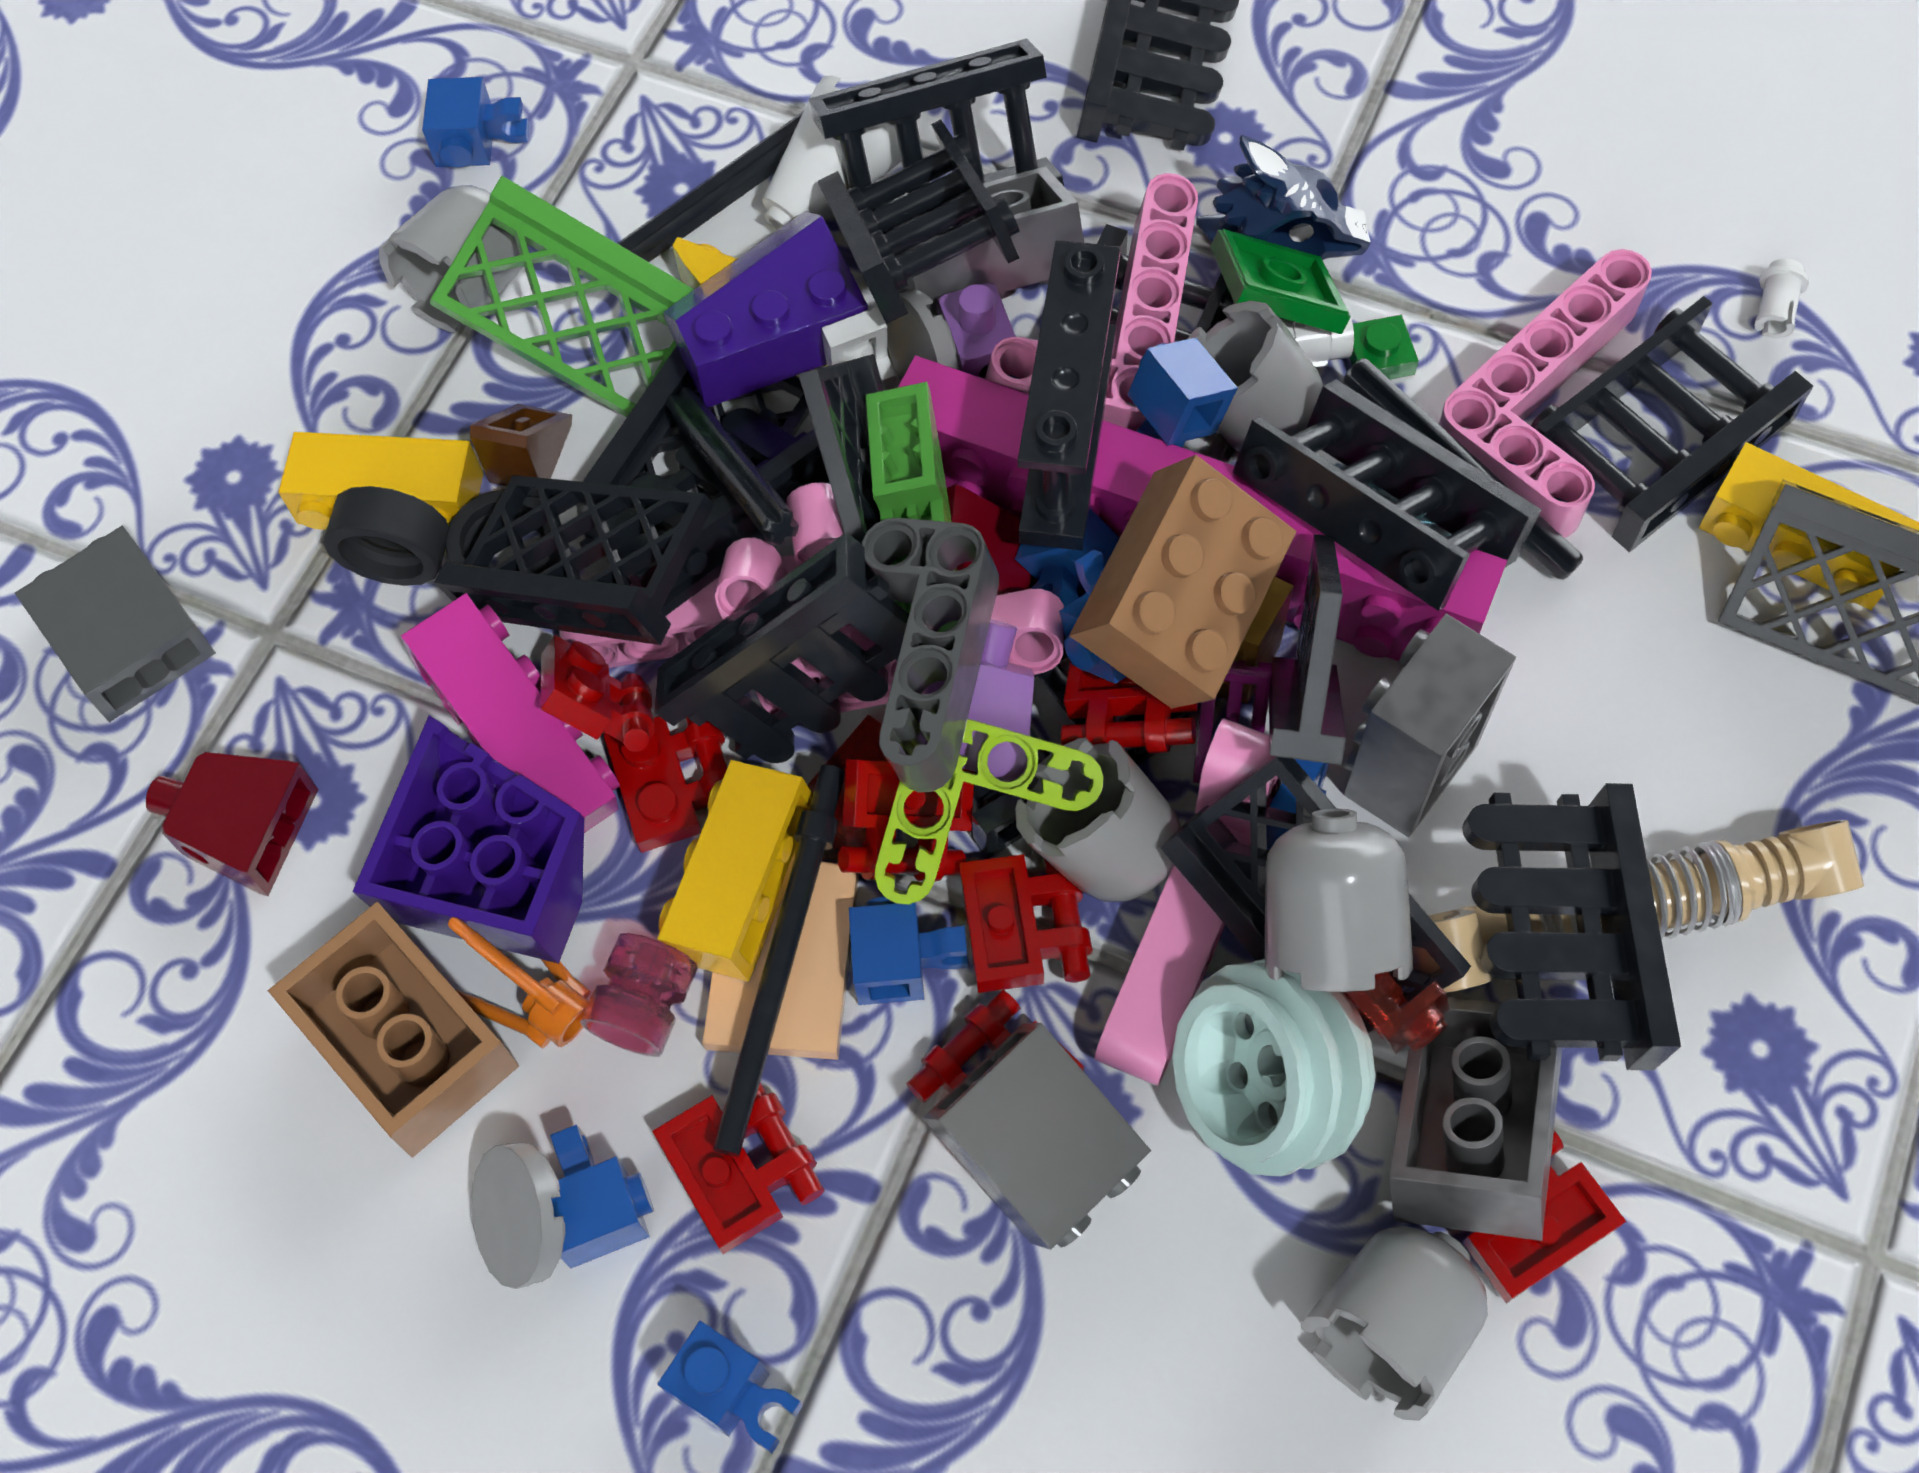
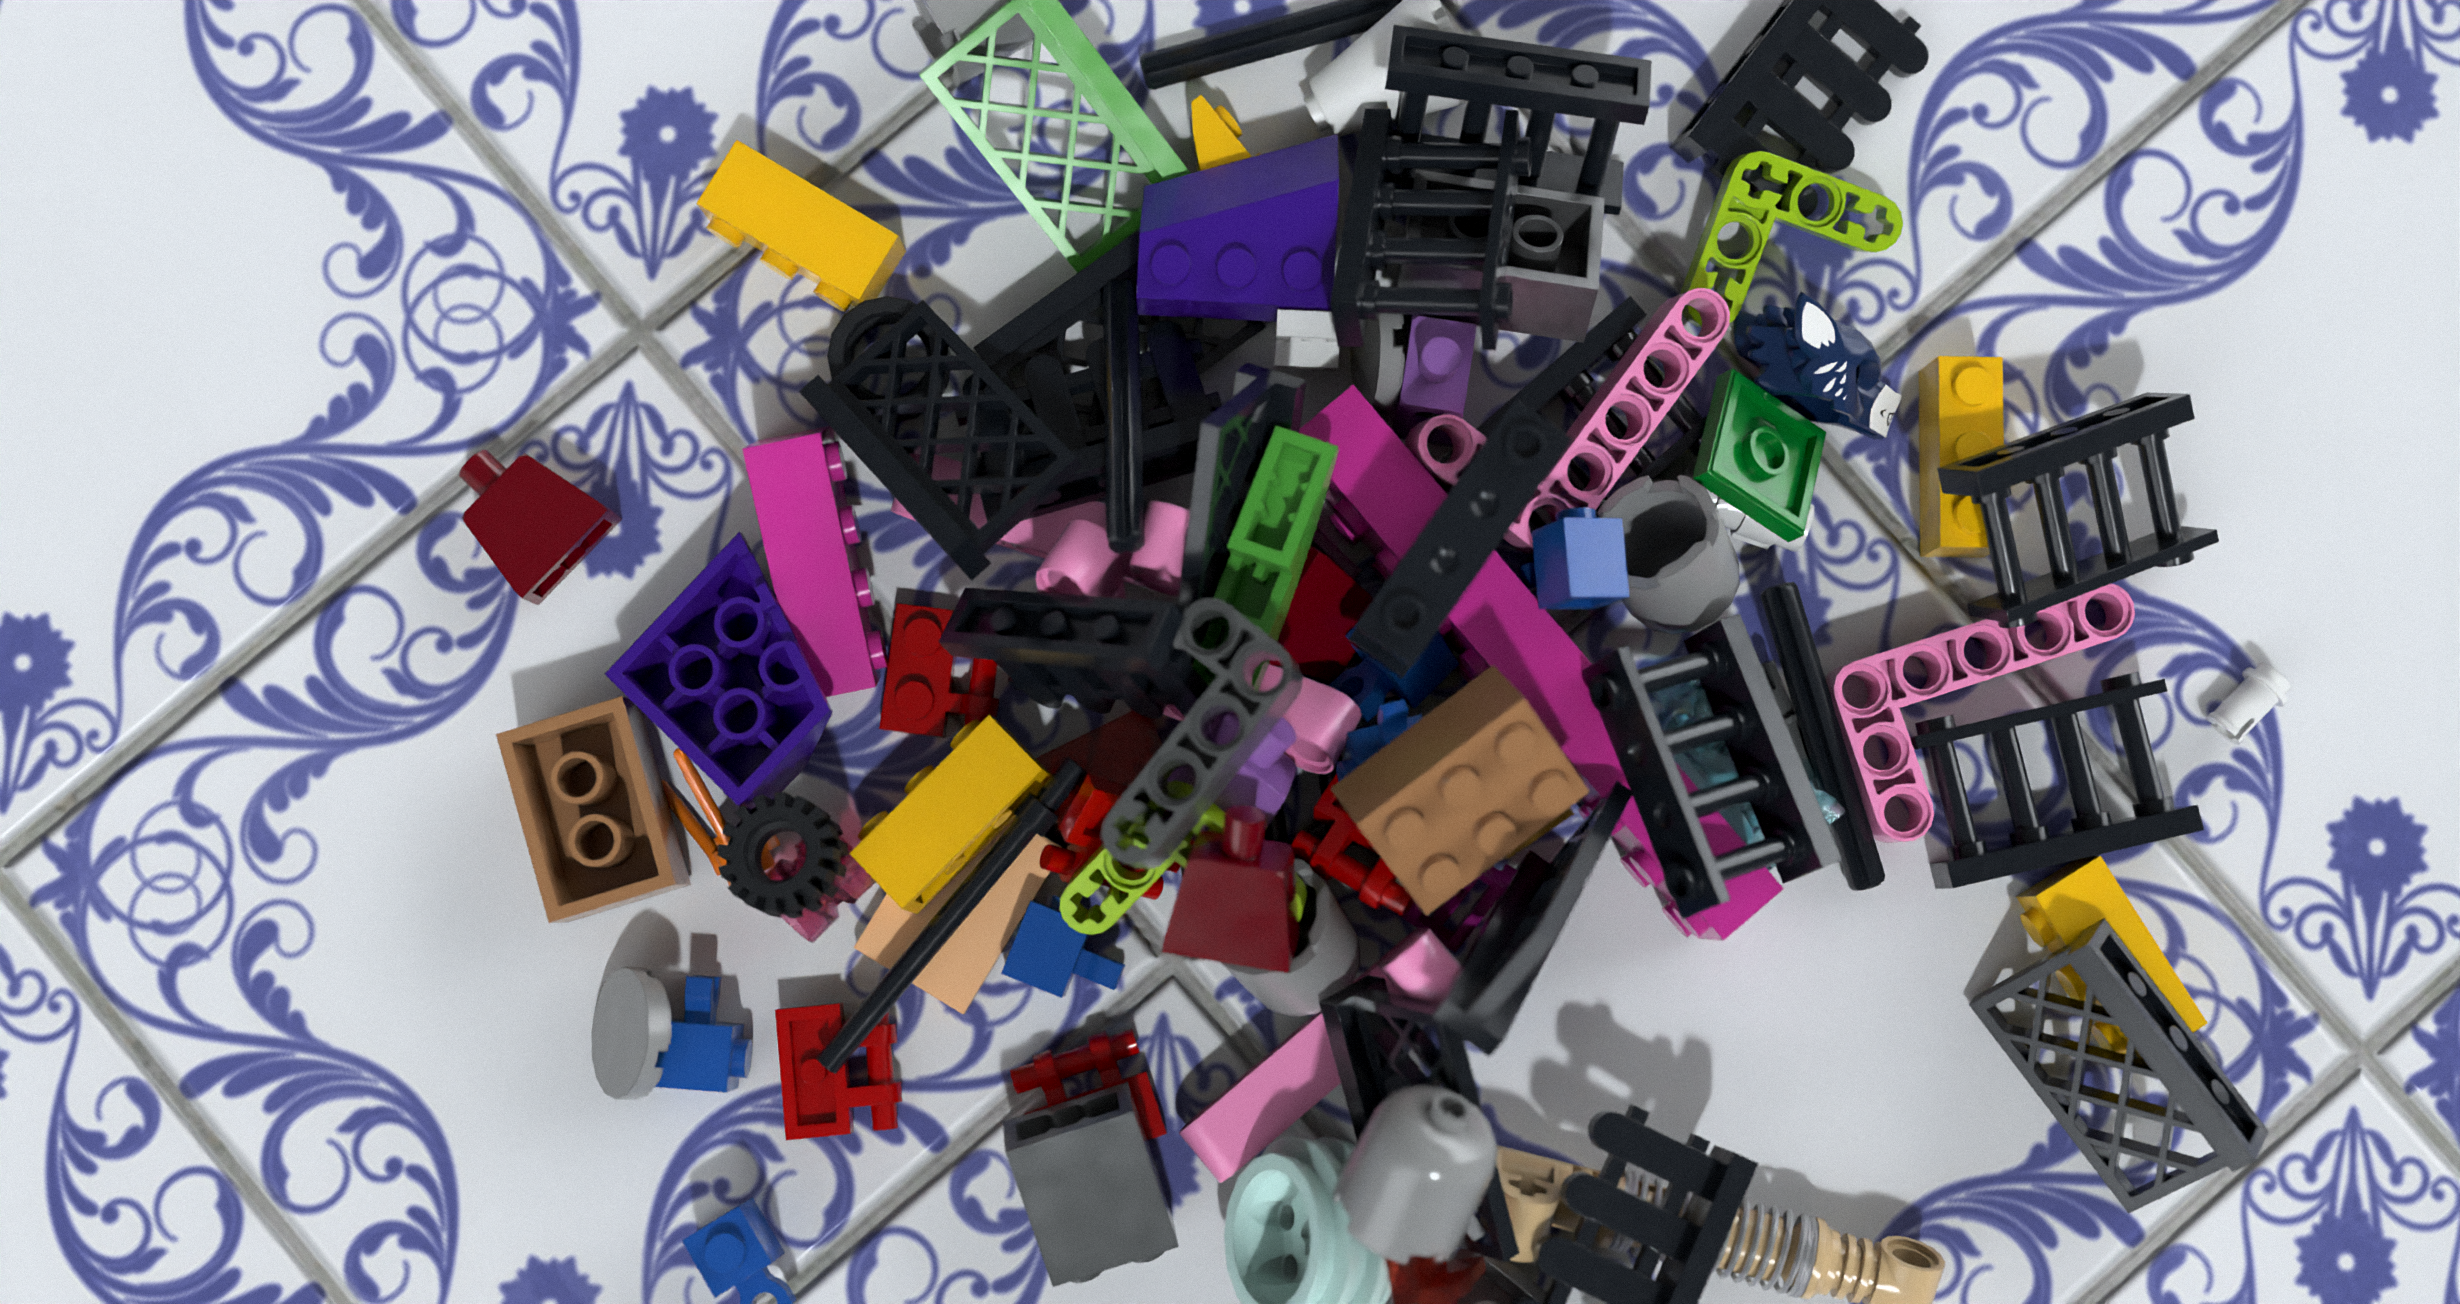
camera: 20 degrees right, 20 degrees up
(114, 623) = (496, 257): dark grey brick -> none
(386, 536) = (779, 302): black tyre -> none
(520, 442) = (956, 245): reddish brown slope -> none
(570, 939) = (746, 845): none -> black tyre
(586, 697) = (884, 570): red plate -> none
(1003, 924) = (1158, 987): red plate -> none
(1034, 770) = (1237, 897): none -> dark red torso
(1175, 136) = (1759, 213): none -> lime beam
(1386, 346) = (1830, 558): green plate -> none
(1425, 722) = (1621, 1002): flat silver brick -> none
(1439, 228) = (1956, 420): none -> yellow brick
(1536, 152) = (2041, 462): none -> black fence

